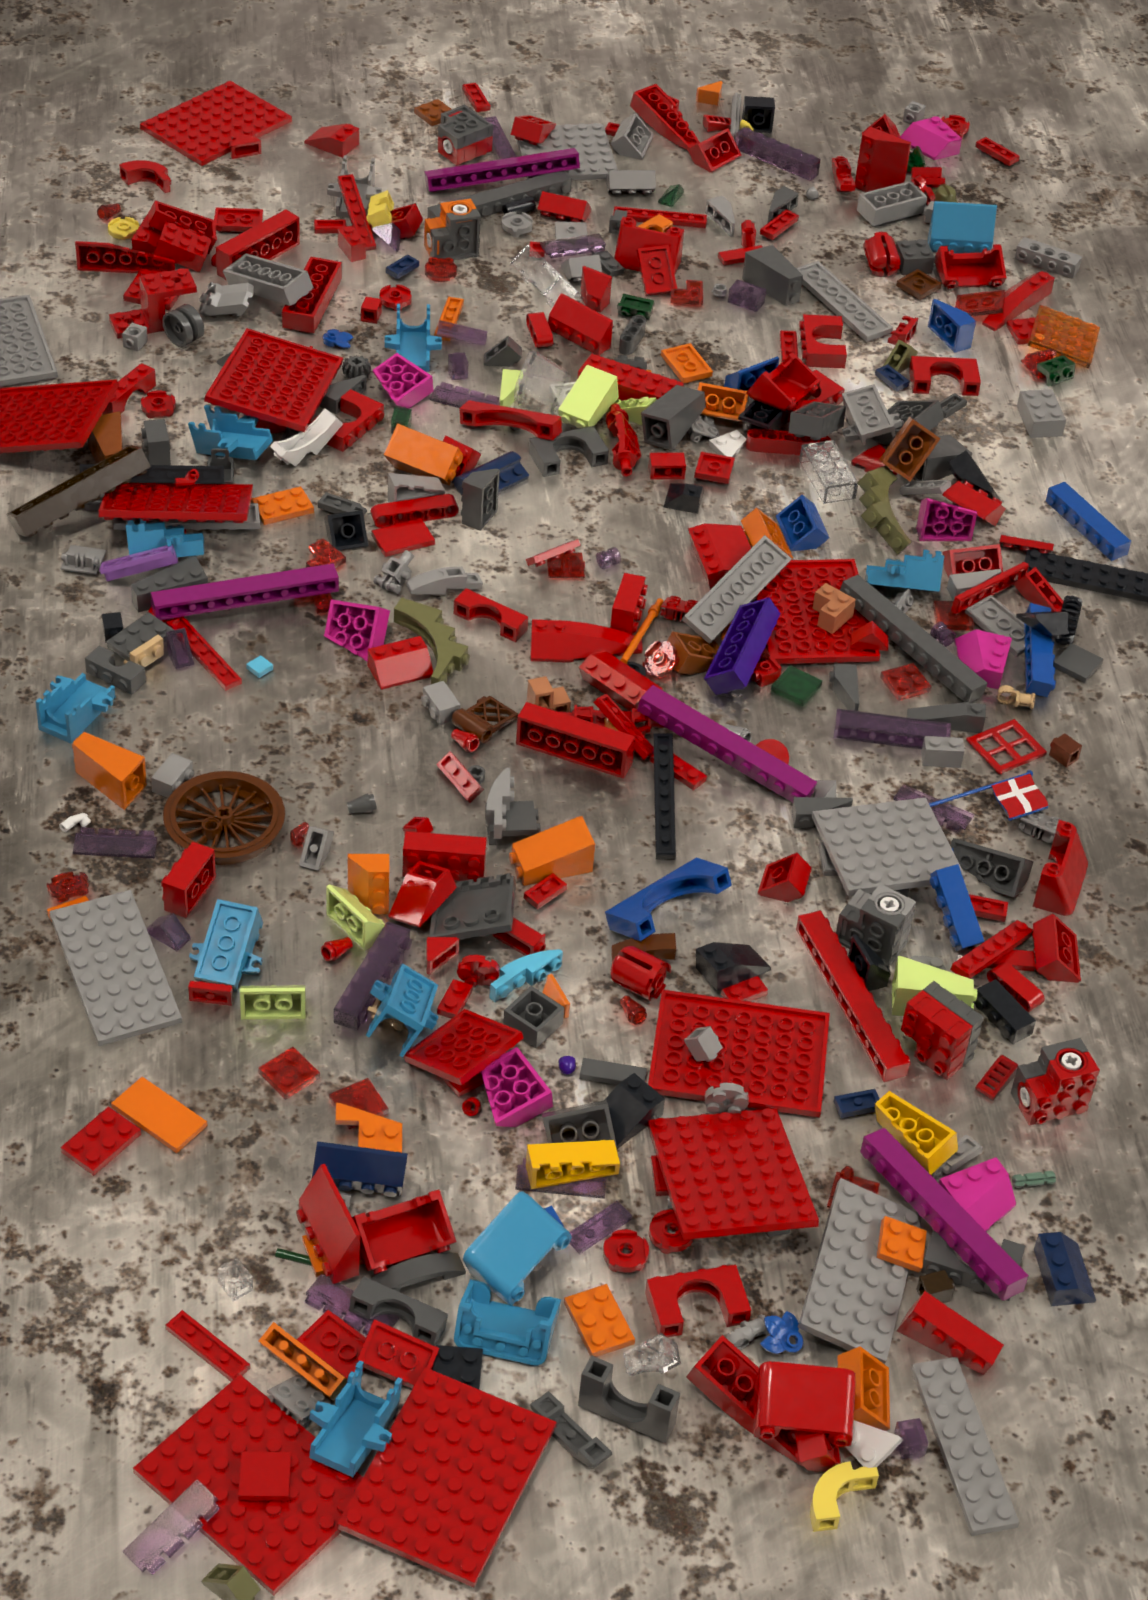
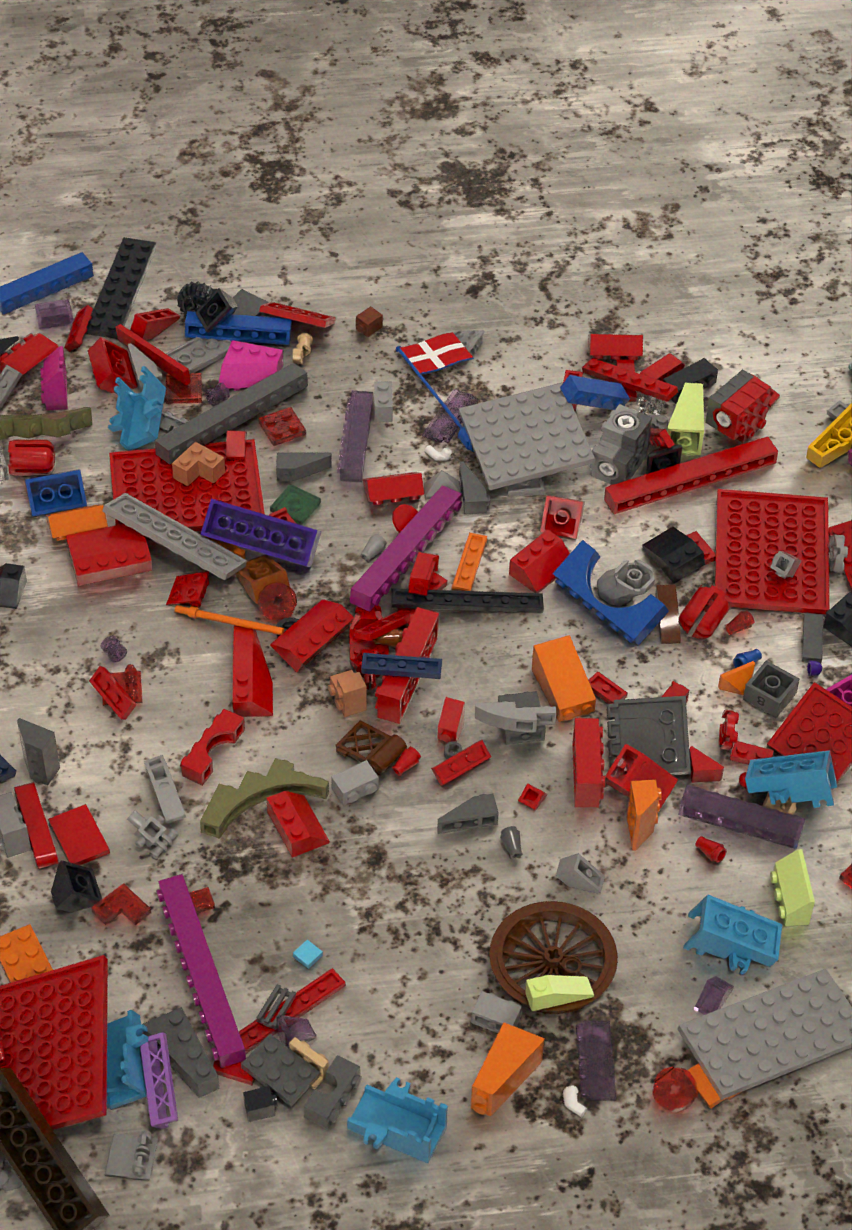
camera: 90 degrees left, 5 degrees up
(177, 803) = (556, 990): none -> yellowish green slope
(188, 879) = (655, 974): red brick -> none
(205, 638) = (283, 992): none -> dark grey tile
(210, 993) = (790, 954): red plate -> none
(296, 834) = (564, 896): clear red arm -> none
(338, 504) = (27, 897): dark grey hinge -> none
(352, 916) = (674, 833): yellowish green slope -> none
(356, 626) = (245, 862): dark pink wedge -> none
(398, 778) = (472, 814): none -> dark grey slope
(505, 760) = (451, 720): none -> red slope
(527, 969) = (709, 699): medium azure slope -> none
(553, 714) = (401, 666): none -> dark blue plate
(581, 1009) = (746, 657): none -> blue cone
(628, 603) = (201, 626): red brick -> none
(679, 909) = (625, 582): none -> light grey brick
(689, 752) = (422, 573): none -> red window
(719, 848) = (538, 561): none -> red slope
(720, 806) = (469, 562): none -> orange tile
(821, 752) = (394, 487): none -> red slope
(839, 505) = (31, 457): none -> red cylinder
(856, 1103) = (809, 476): dark blue plate -> none
(871, 793) = (438, 456): none -> white arm
(884, 951) = (660, 438): none -> red plate
(962, 716) = (326, 394): dark grey wedge -> none
(995, 732) = (378, 355): red window -> none
(995, 868) = (525, 372): dark grey wedge -> none
(1043, 526) = (54, 314): none -> clear purple brick
(1056, 1083) = (774, 346): red piece -> none
(1062, 880) = (528, 326): red windscreen -> none
(1064, 693) = (297, 314): none -> red tile

